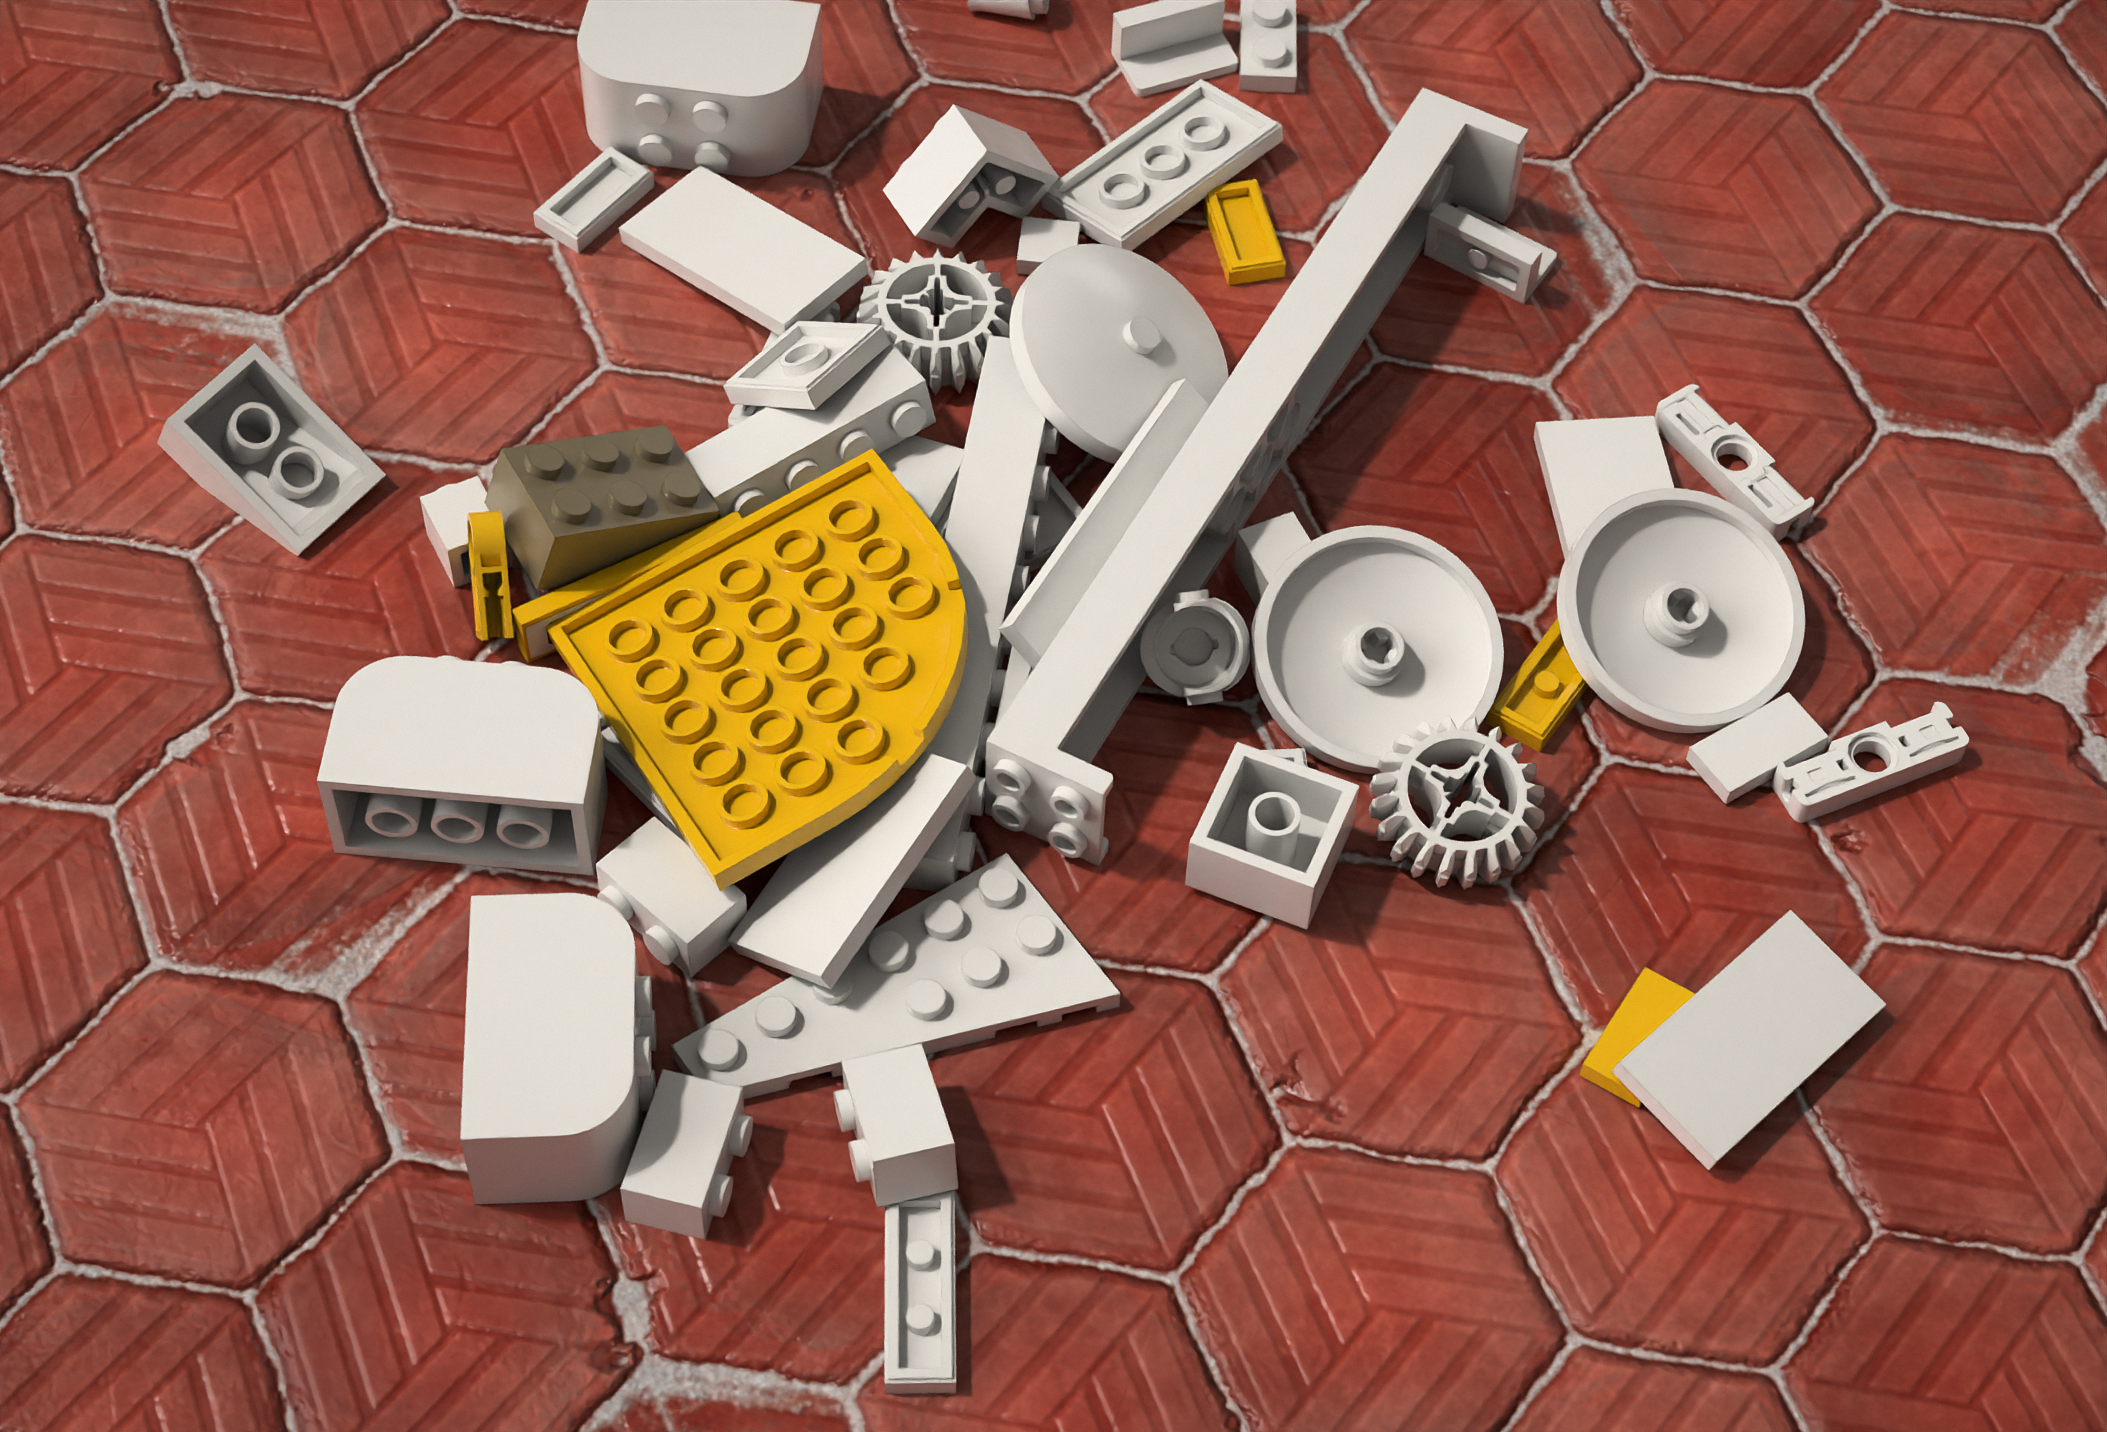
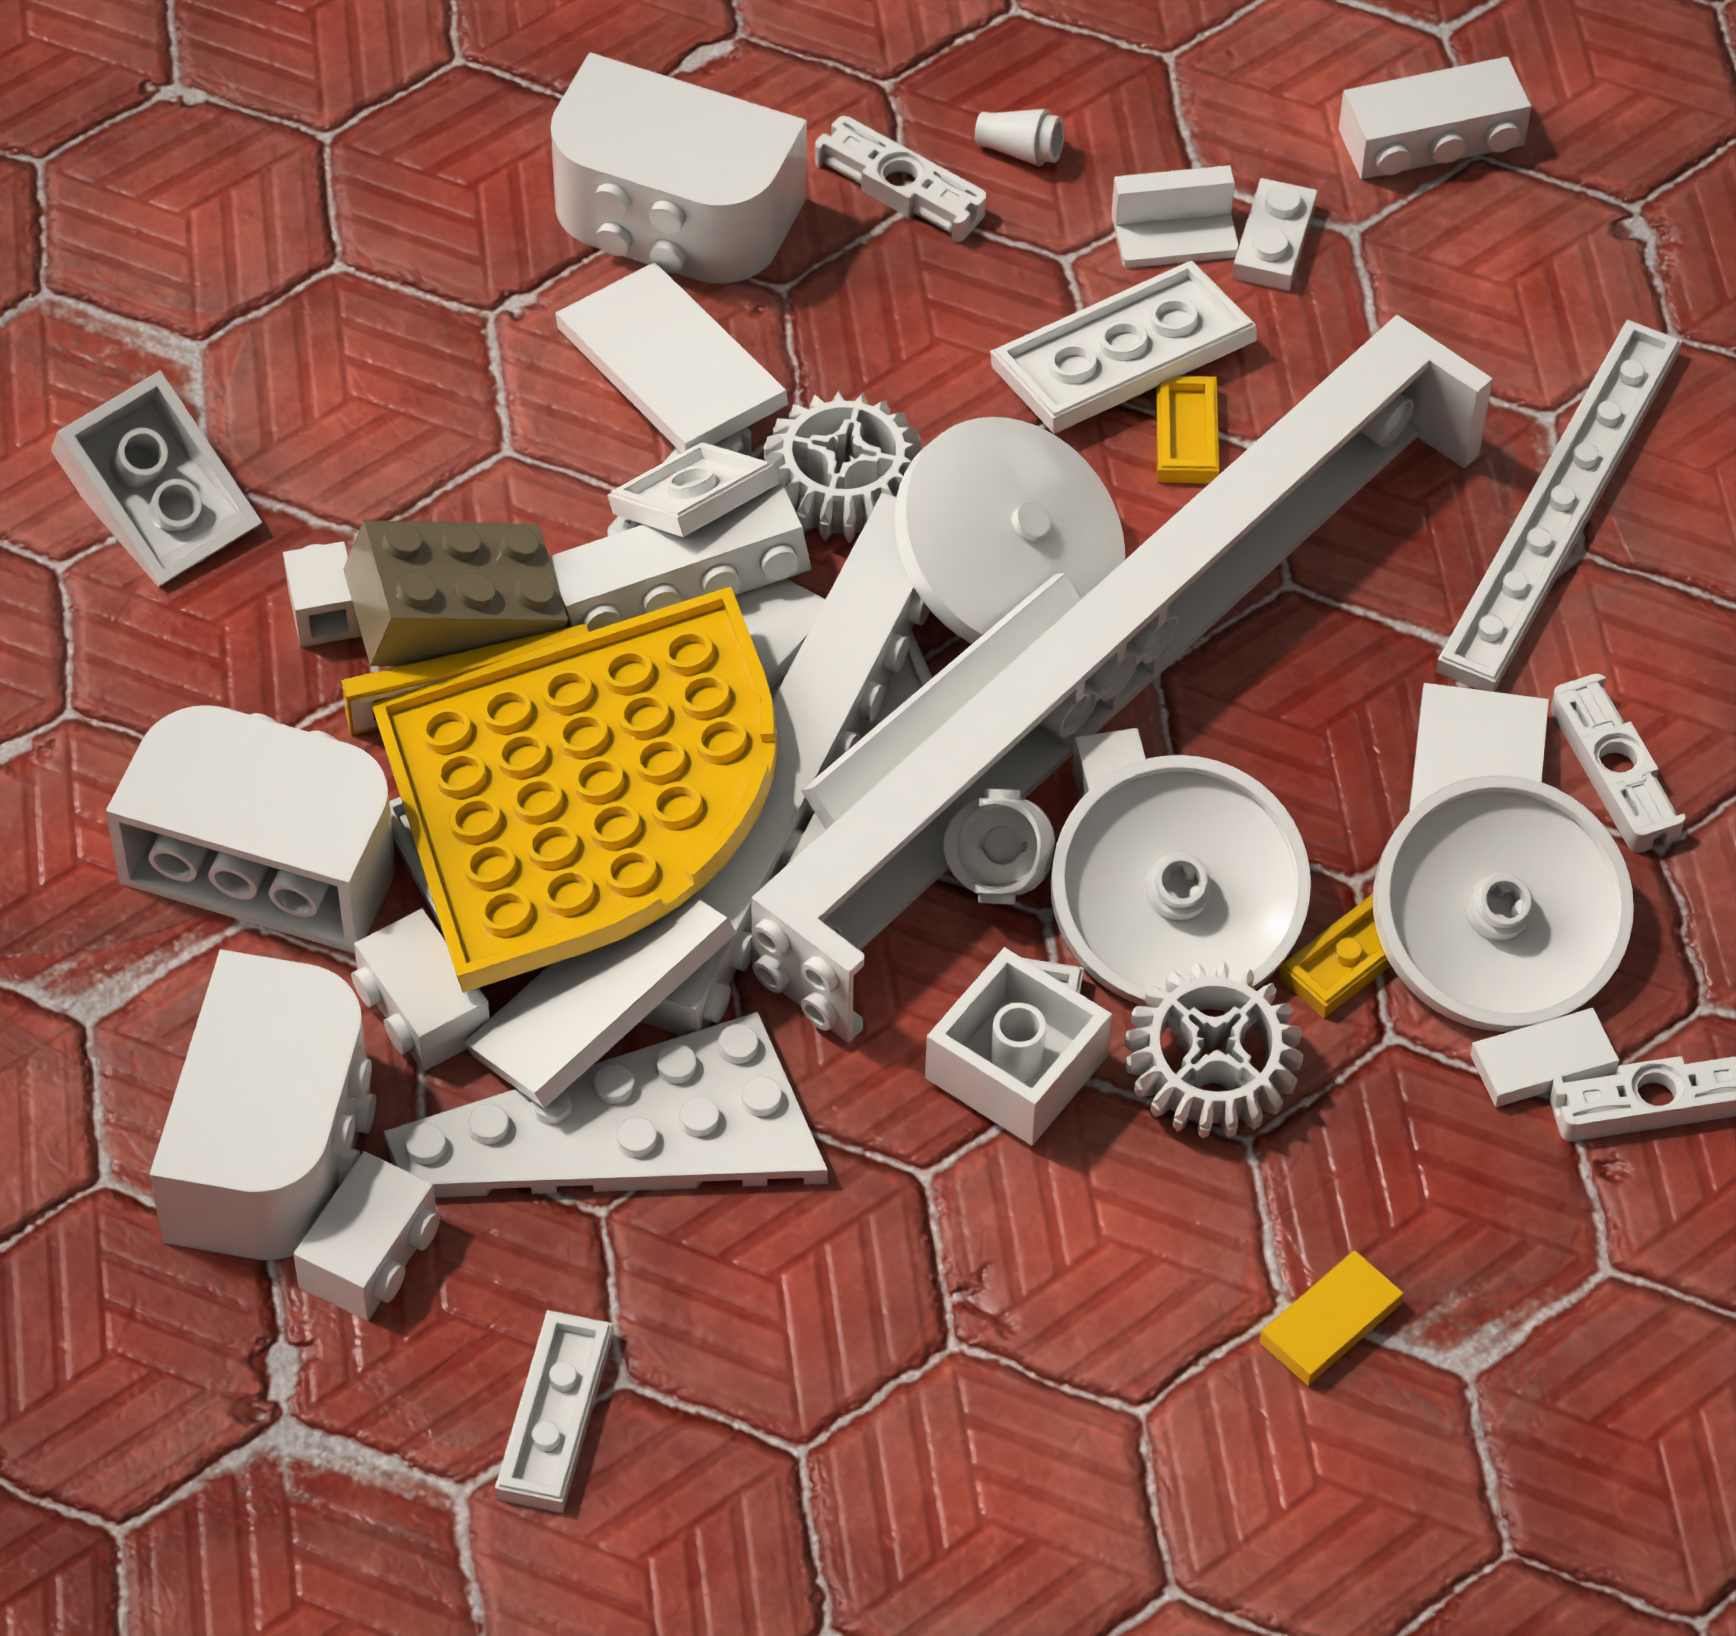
camera: 15 degrees right, 0 degrees up
(489, 575) = (328, 642): yellow piece -> none
(594, 199) = (541, 278): white tile -> none
(876, 37) = (934, 193): none -> white piece
(897, 1125) = (572, 1250): white brick -> none
(962, 171) = (914, 315): white brick -> none
(1042, 239) = (981, 399): white tile -> none
(1487, 251) = (1434, 494): white panel -> none
(1602, 245) = (1558, 508): none -> white tile
(1748, 1039) = (1434, 1340): white tile -> none

